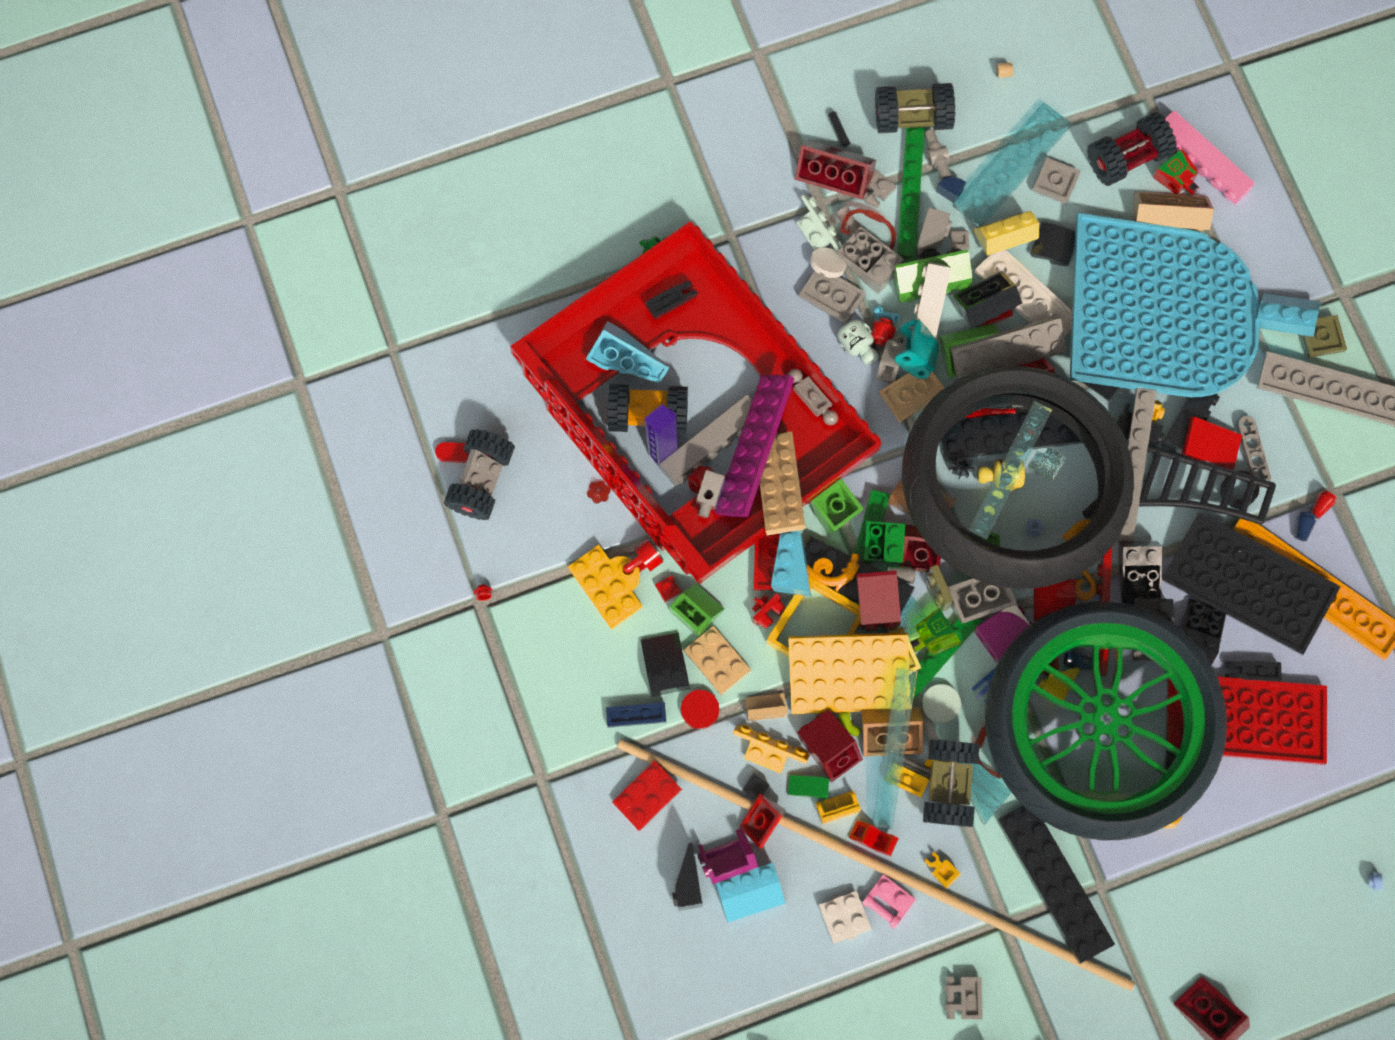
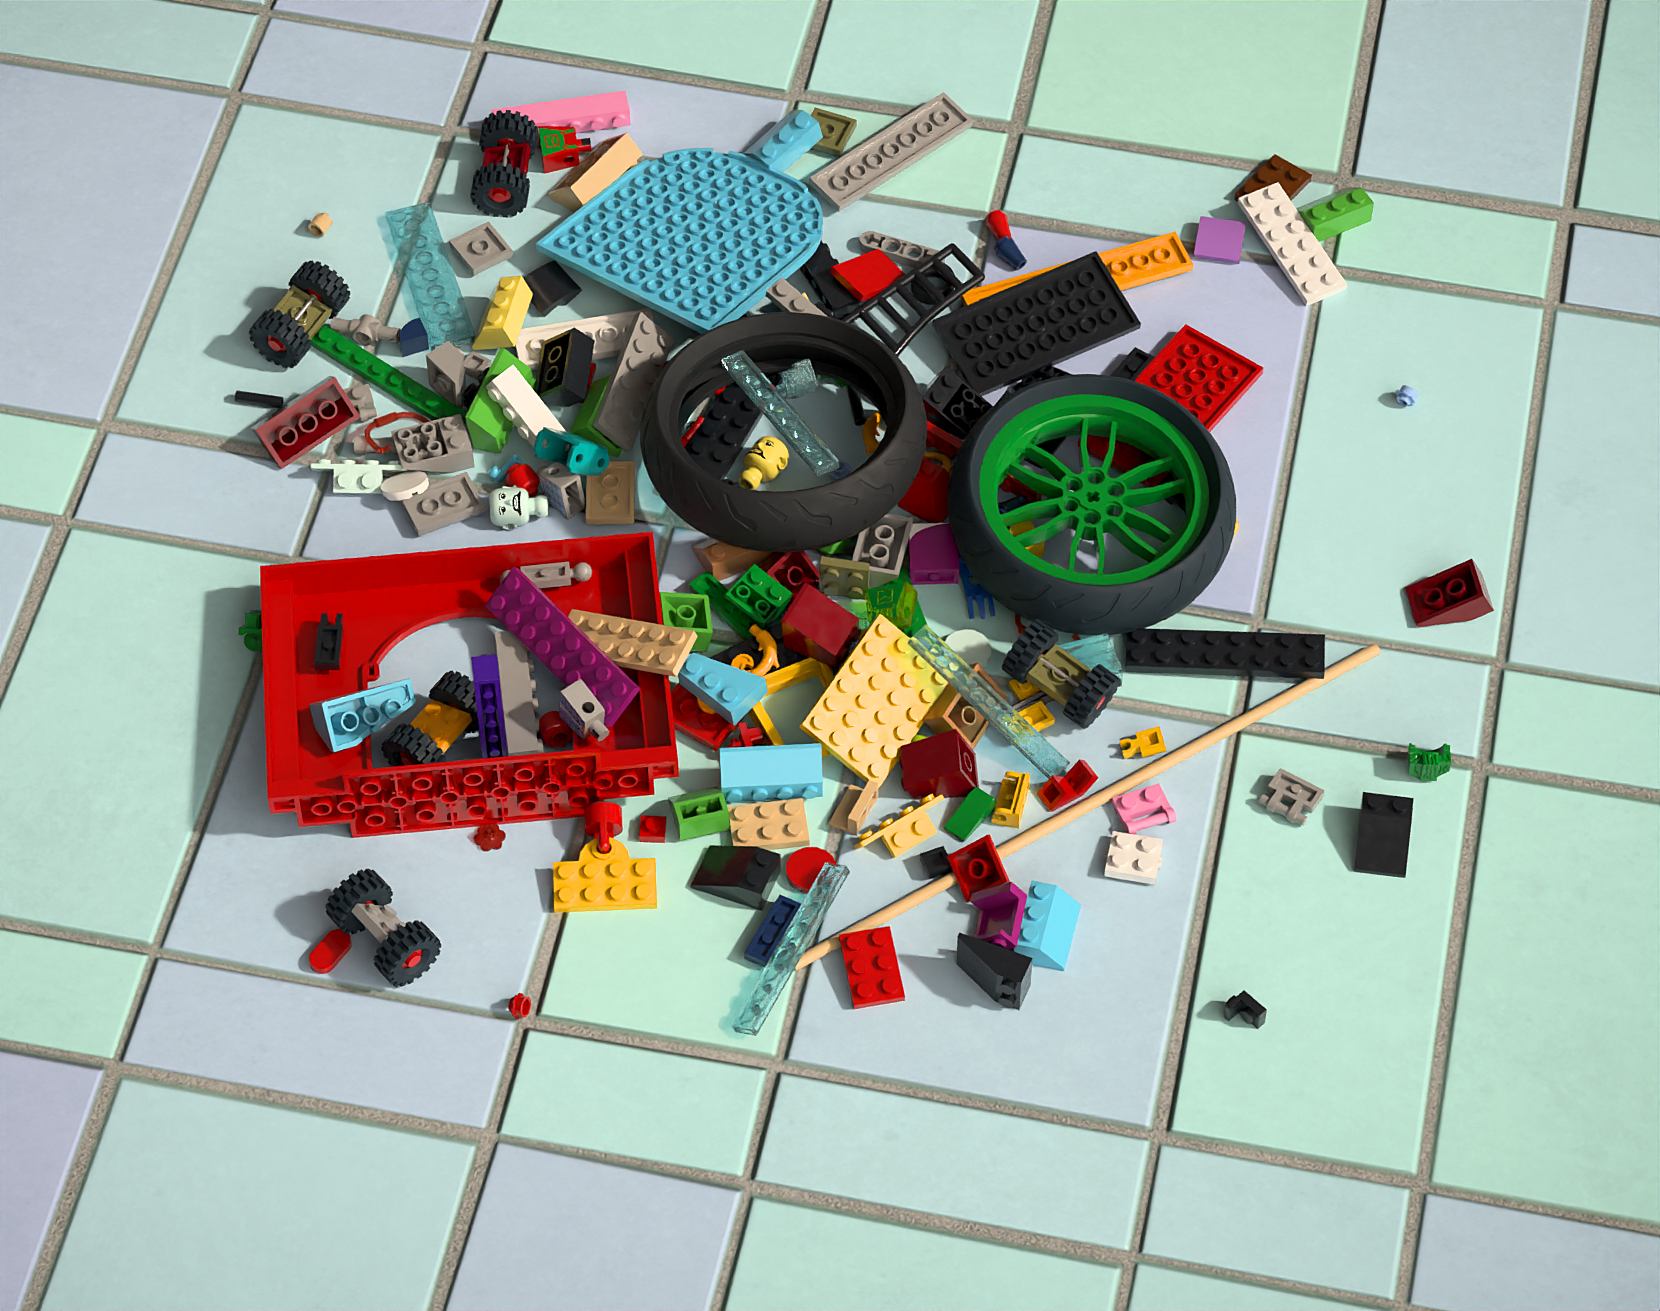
camera: 60 degrees left, 20 degrees down
(628, 735) = (790, 949): none -> clear light blue plate
(751, 639) = (771, 772): none -> medium azure slope

